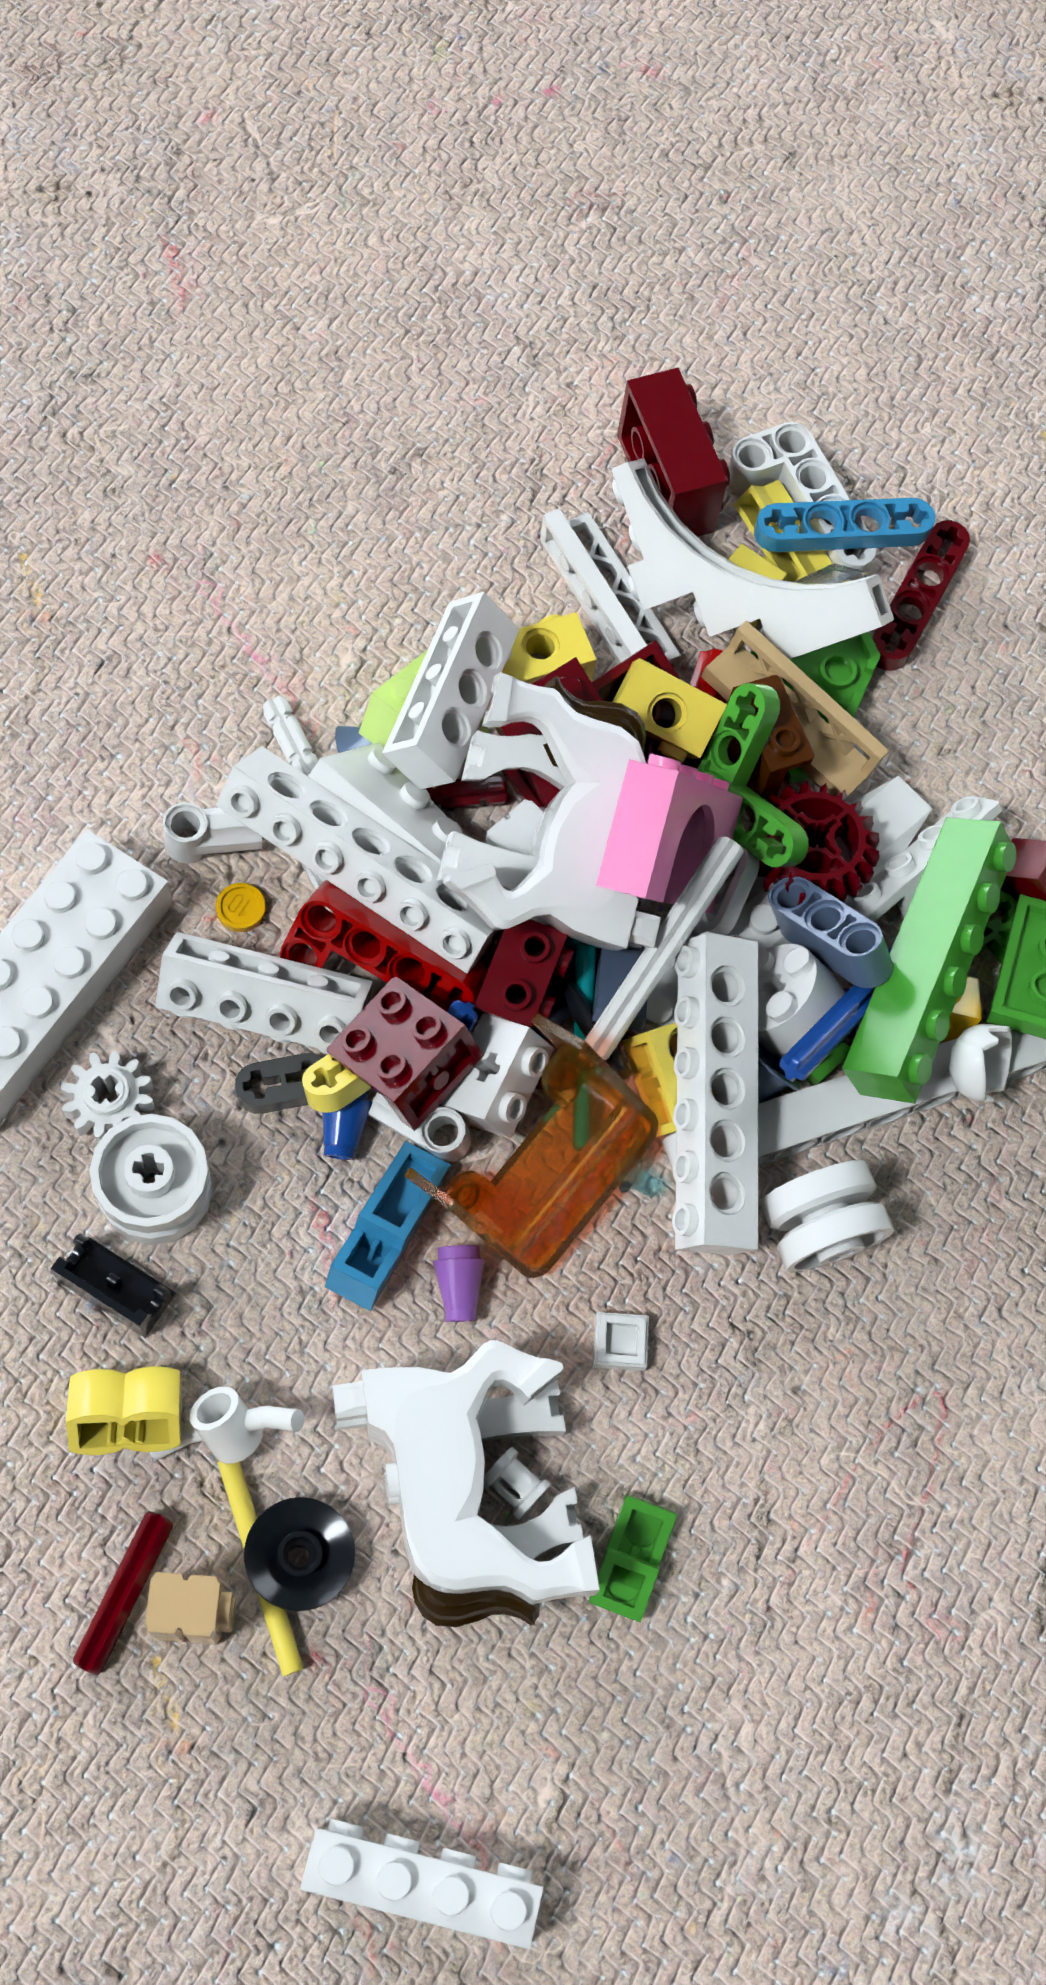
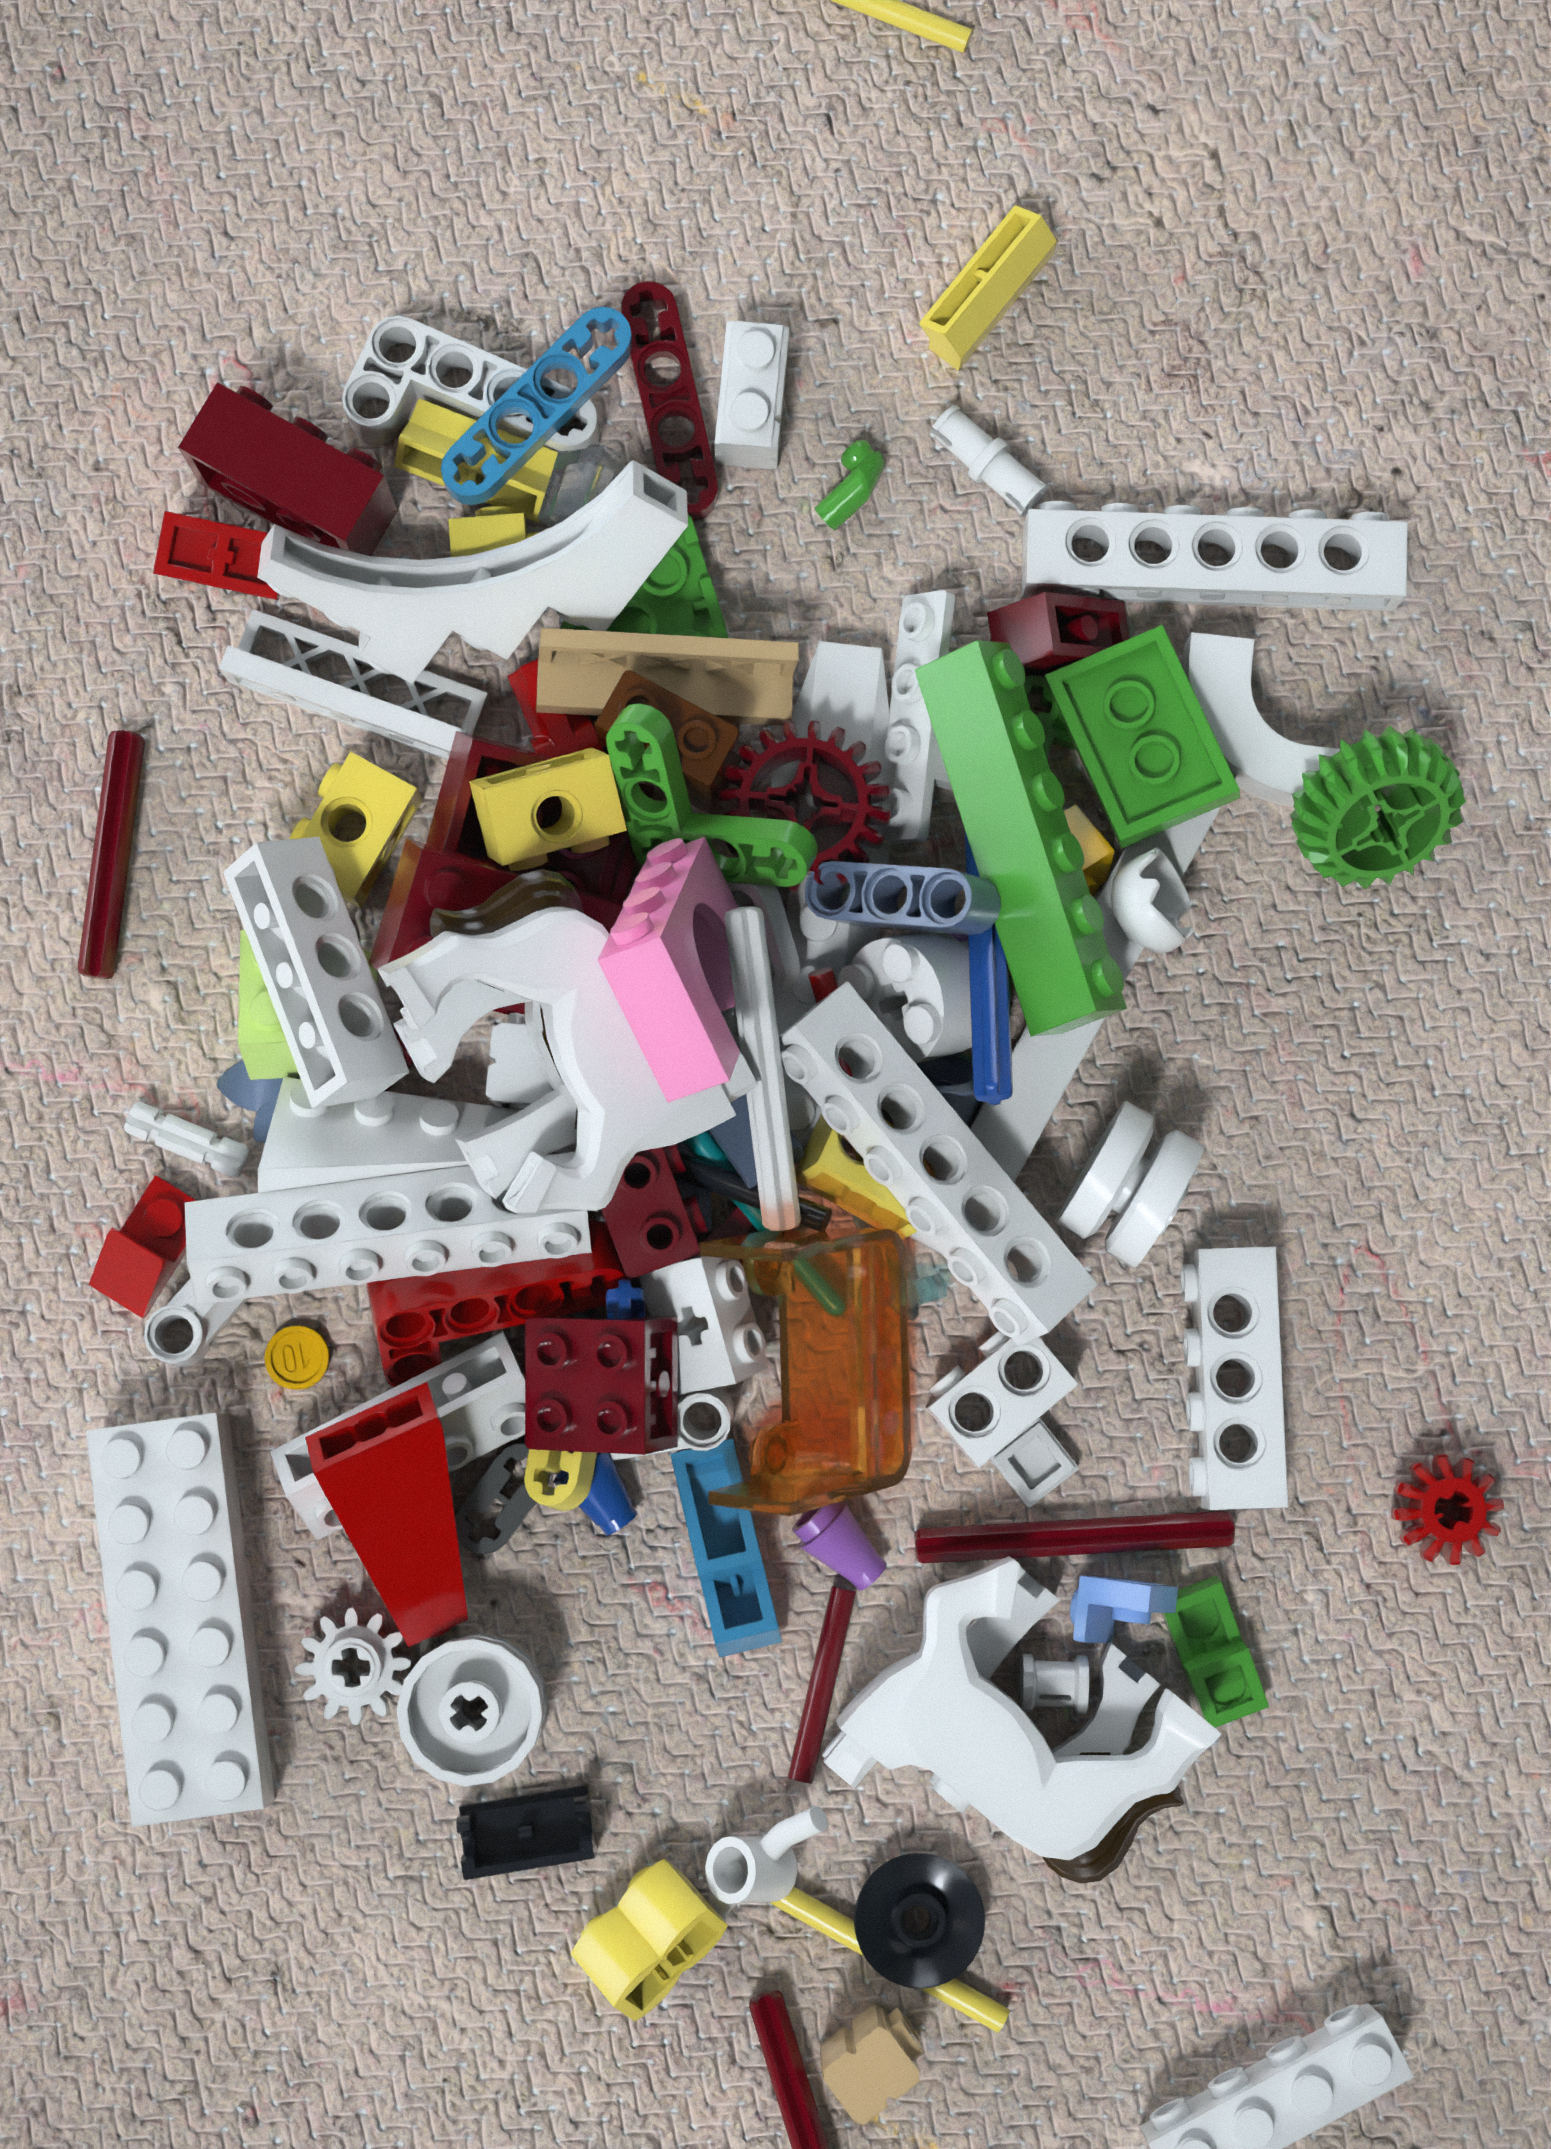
camera: 35 degrees left, 15 degrees up
(201, 775) = (145, 1250): none -> red slope
(218, 1013) = (395, 1501): none -> red slope
(372, 1357) = (821, 1684): none -> dark red bar
(392, 567) = (111, 855): none -> dark red axle
(591, 460) = (211, 554): none -> red hinge
(598, 1460) = (1107, 1599): none -> light blue bracket
(615, 1413) = (1074, 1537): none -> dark red axle
(638, 1291) = (1010, 1407): none -> white brick
(852, 1341) = (1261, 1475): none -> white brick
(864, 1577) = (1443, 1484): none -> red gear
(971, 623) = (751, 395): none -> white brick
(1000, 715) = (856, 488): none -> bright green arm

